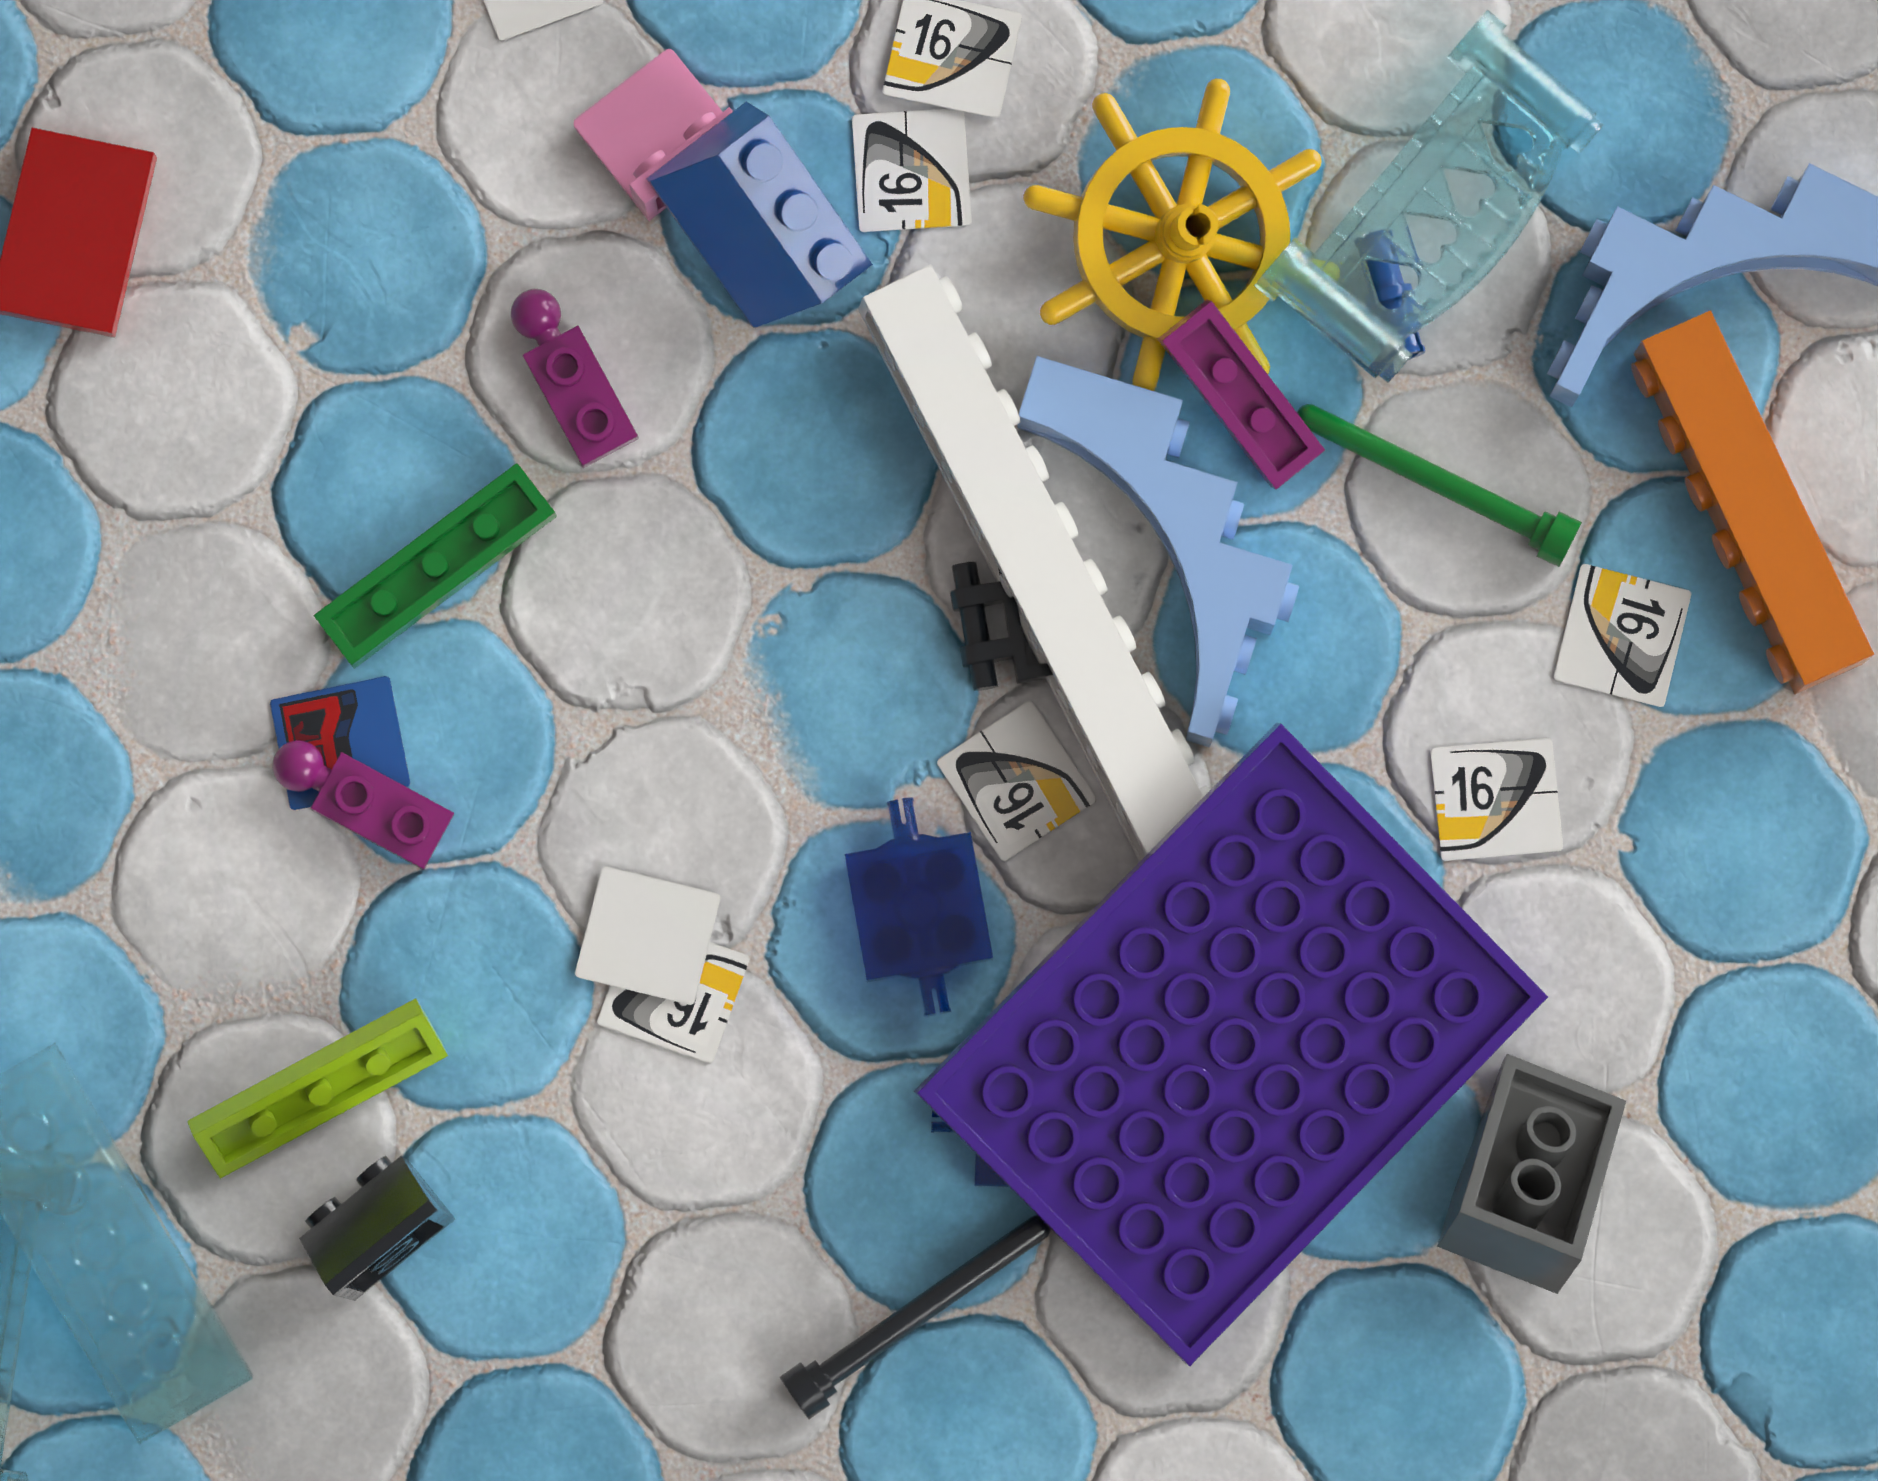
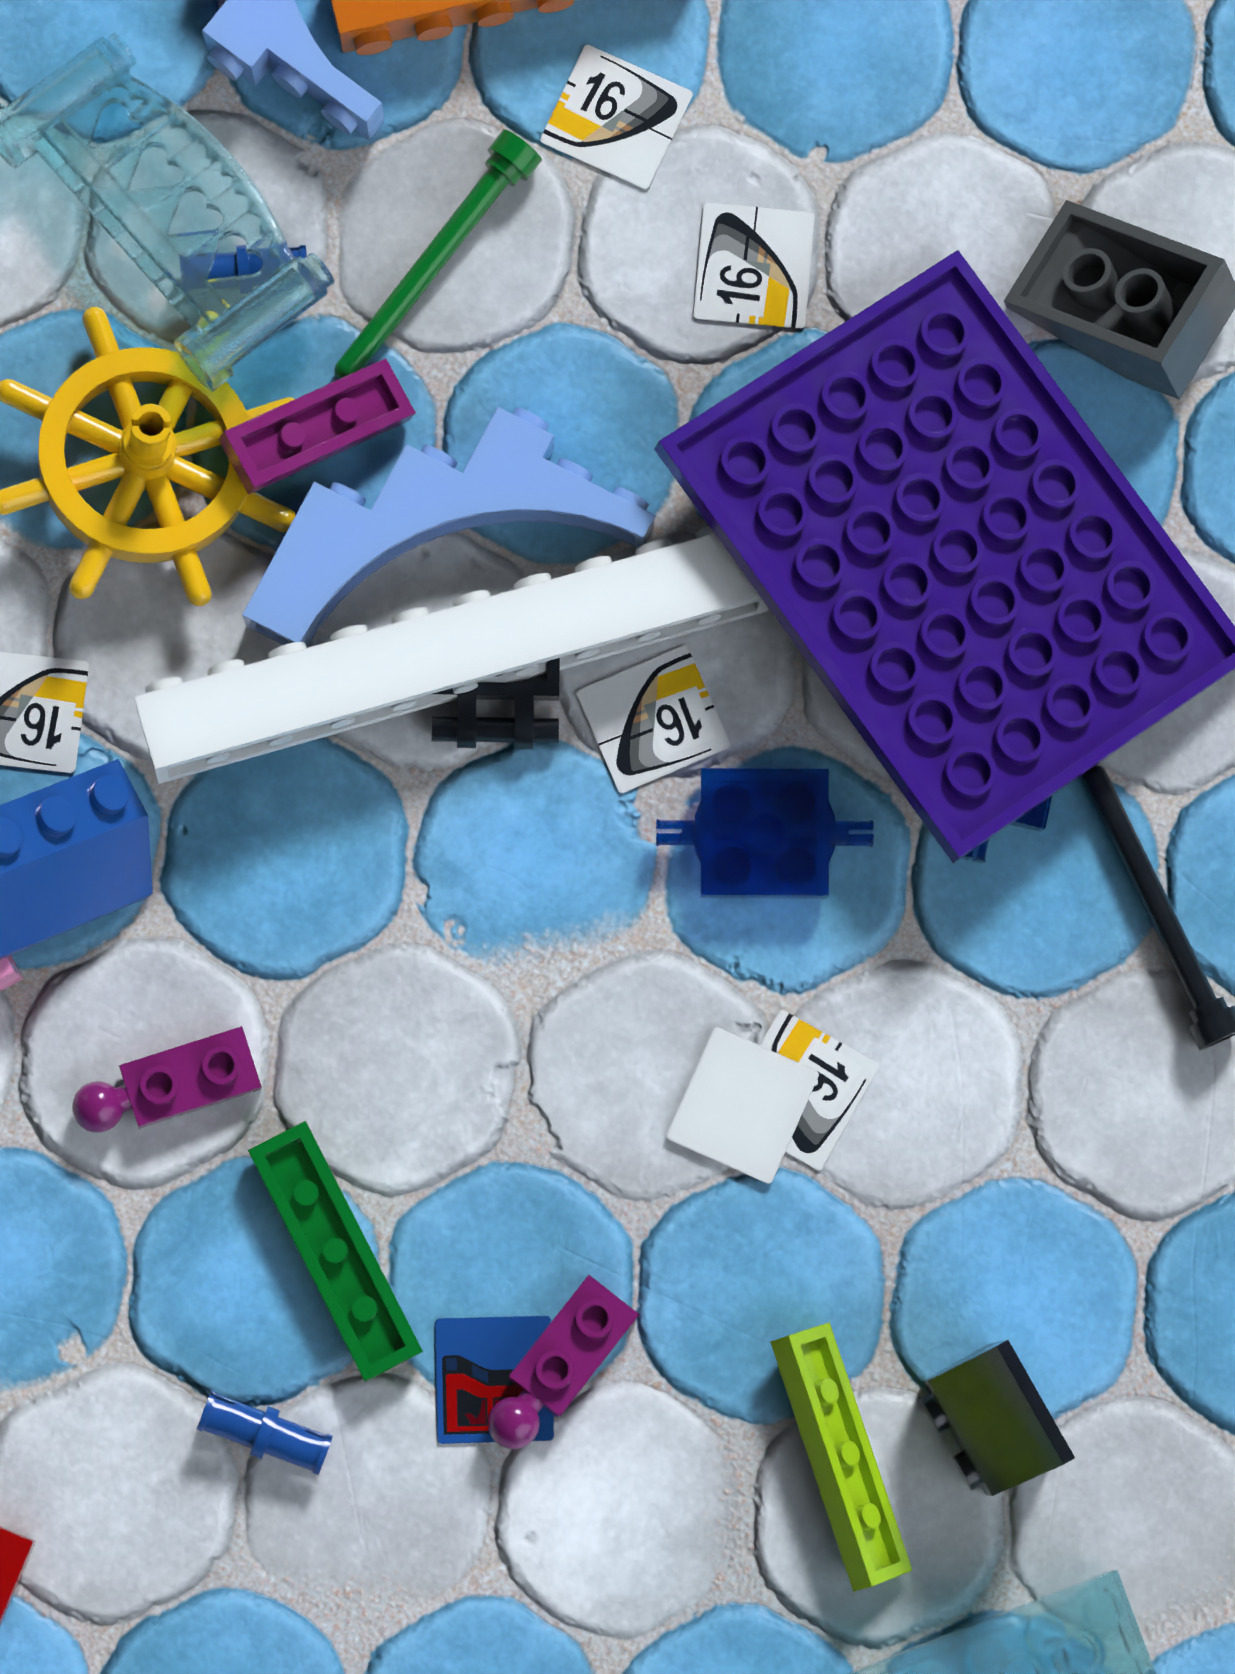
camera: 85 degrees left, 0 degrees up
(250, 530) = (264, 1432): none -> blue pin

